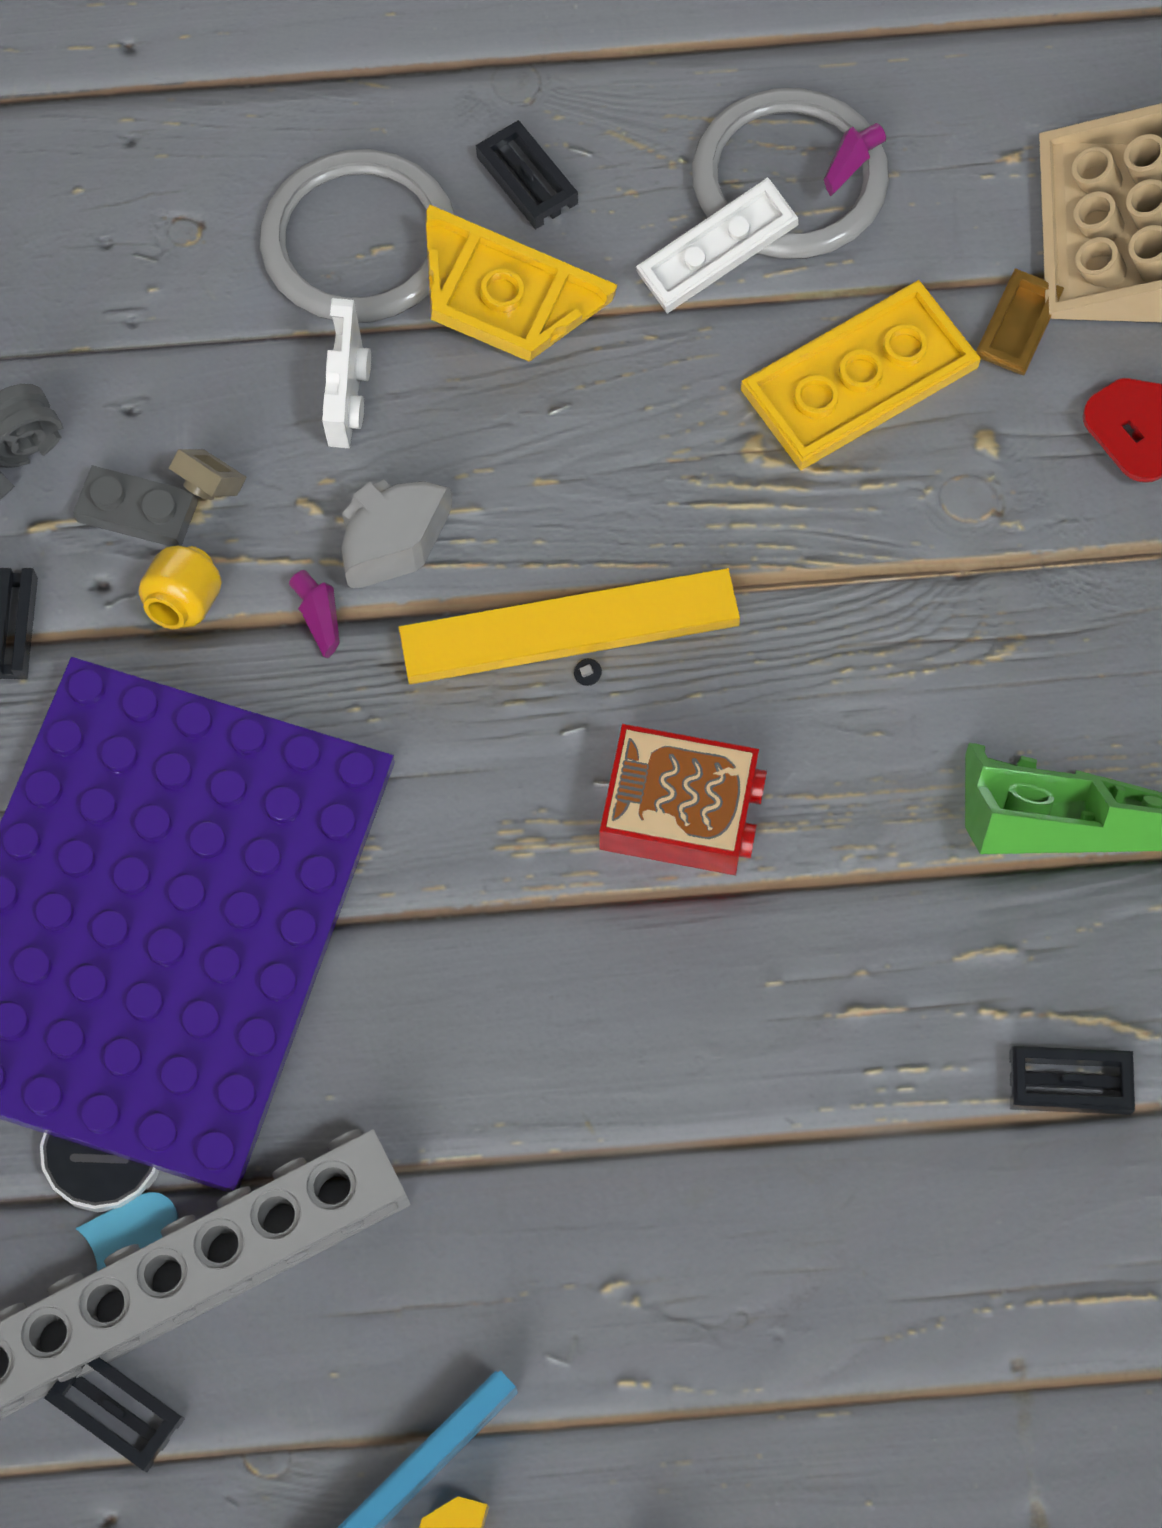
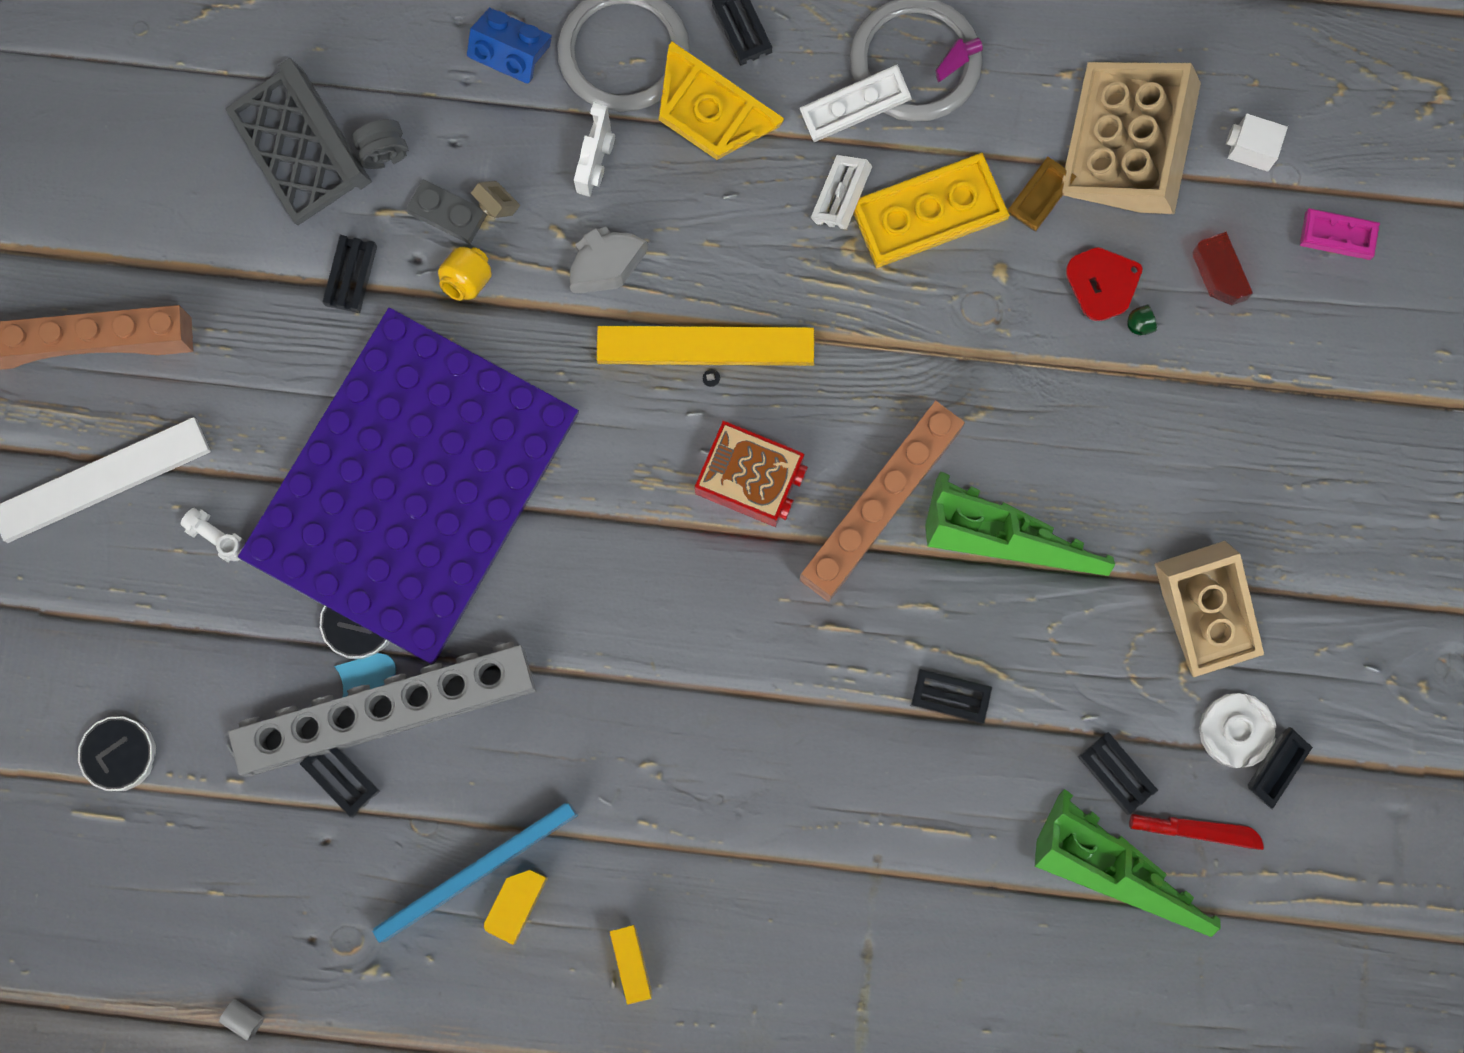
camera: 10 degrees right, 10 degrees up
(185, 258) = (507, 44): none -> blue bracket
(318, 610) = (549, 304): magenta bar -> none
(734, 369) = (847, 192): none -> white tile
(891, 803) = (881, 501): none -> nougat arch

